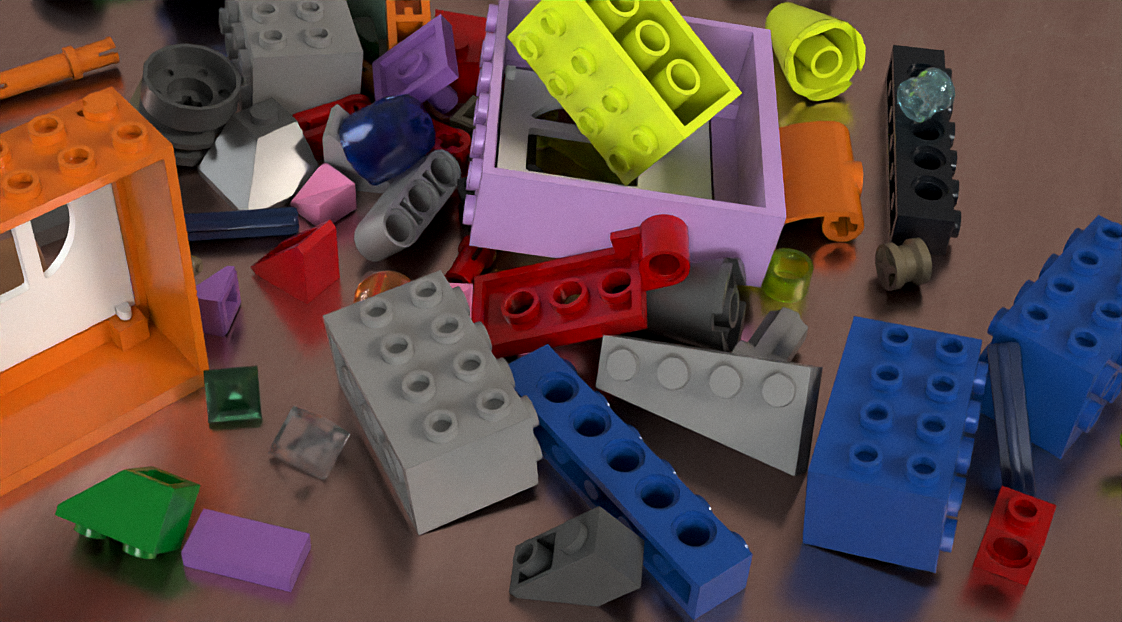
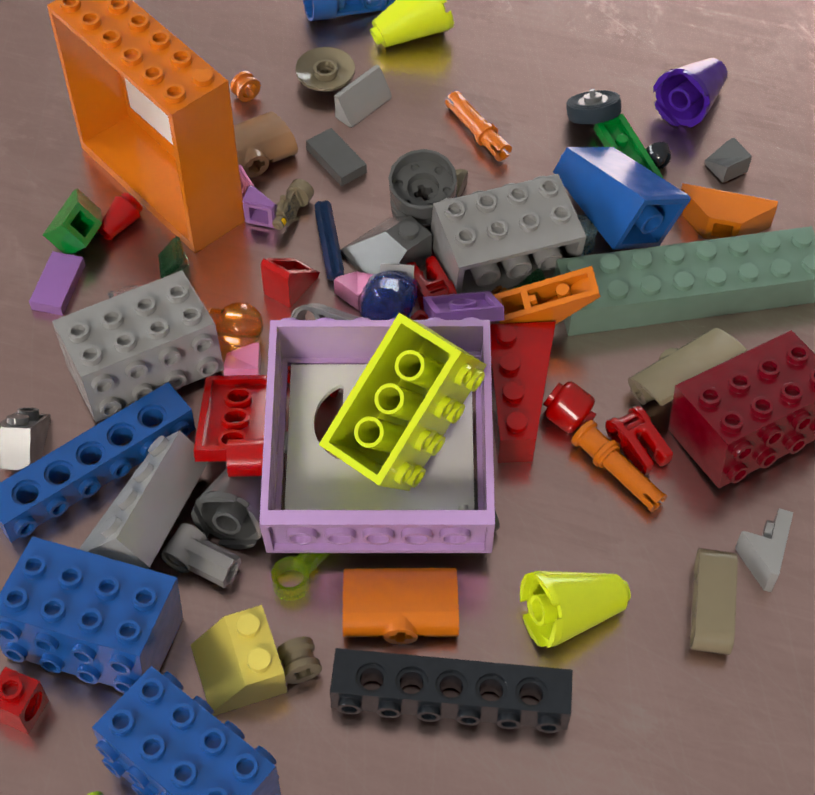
camera: 90 degrees right, 10 degrees up
(111, 451) = (120, 215): none -> red cone
(219, 301) = (248, 240): medium lavender slope -> none
(914, 293) = (239, 661): none -> light yellow slope
(926, 94) = (475, 674): clear light blue wheel -> none
(1011, 417) = (99, 698): dark blue axle -> none

